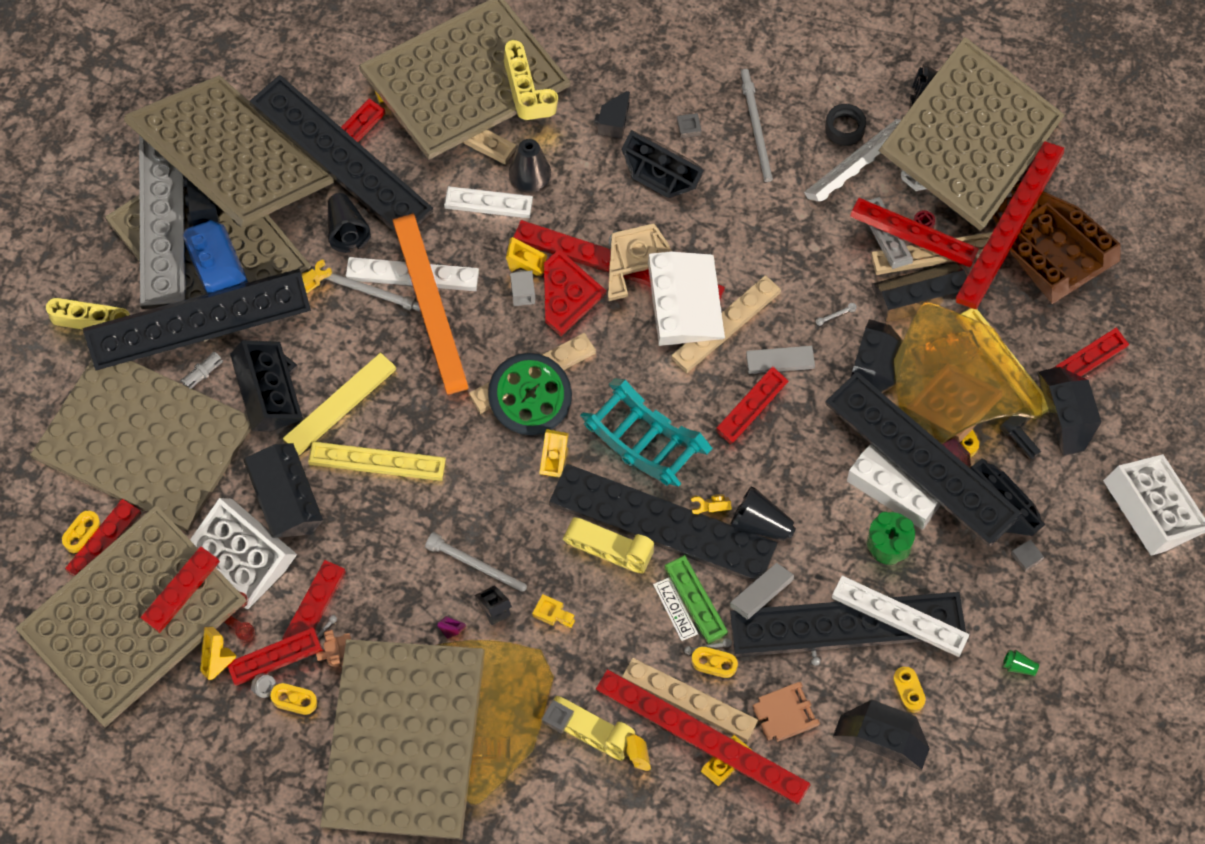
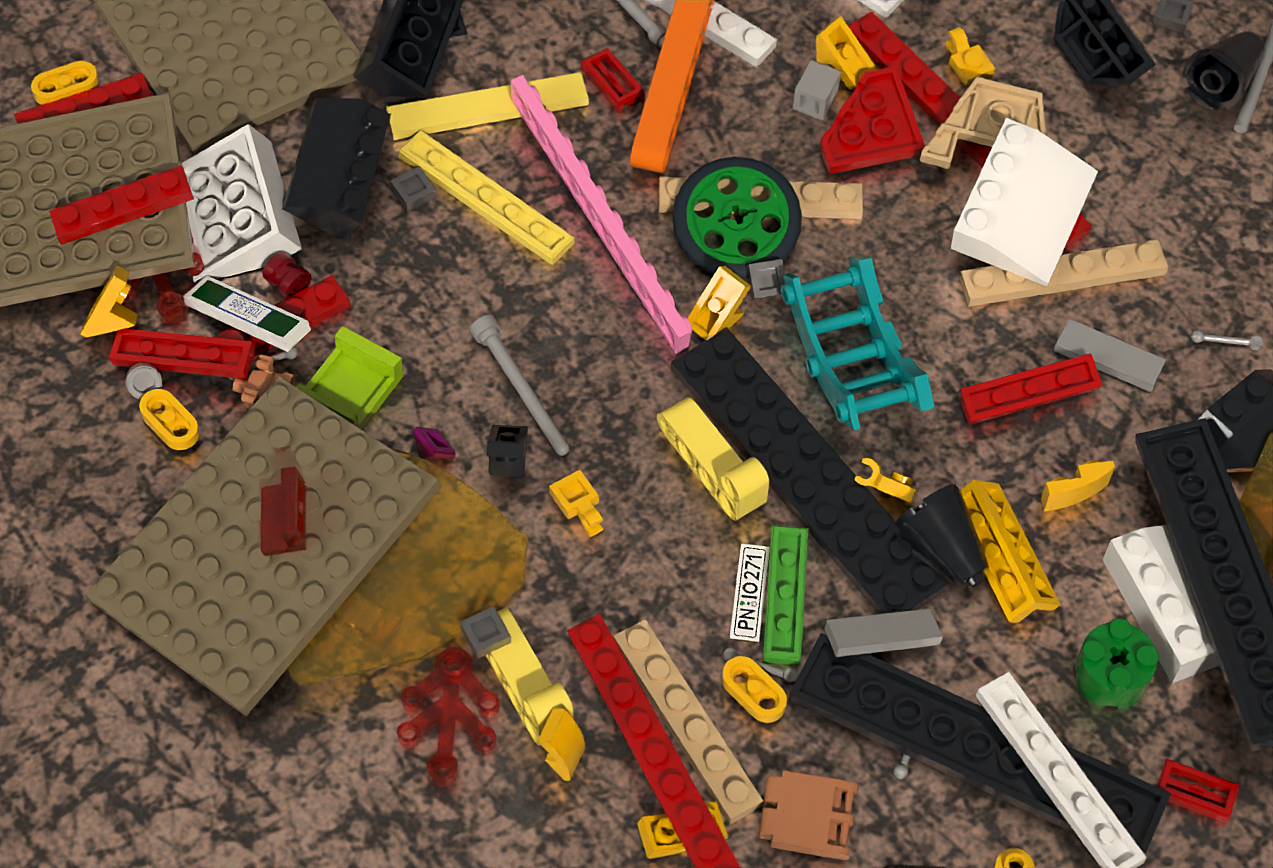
camera: 30 degrees right, 5 degrees down
(295, 611) = (247, 313): none -> tile
(299, 575) = (284, 273): none -> dark red wheel
(332, 480) = (413, 188): none -> flat silver tile
(380, 614) = (355, 378): none -> lime panel
(397, 353) = (606, 90): none -> red tile
(410, 718) = (284, 514): none -> clear red panel
(458, 438) = (605, 222): none -> bright pink plate
(563, 770) = (449, 709): none -> clear red plant
(569, 421) = (766, 278): none -> flat silver tile
(595, 221) = (967, 61): none -> yellow plate
(741, 149) = (1223, 70): none -> black cone
(807, 515) = (1006, 547): none -> yellow fence
(812, 444) = (1087, 481): none -> yellow slope
(967, 573) = (1193, 803): none -> red tile

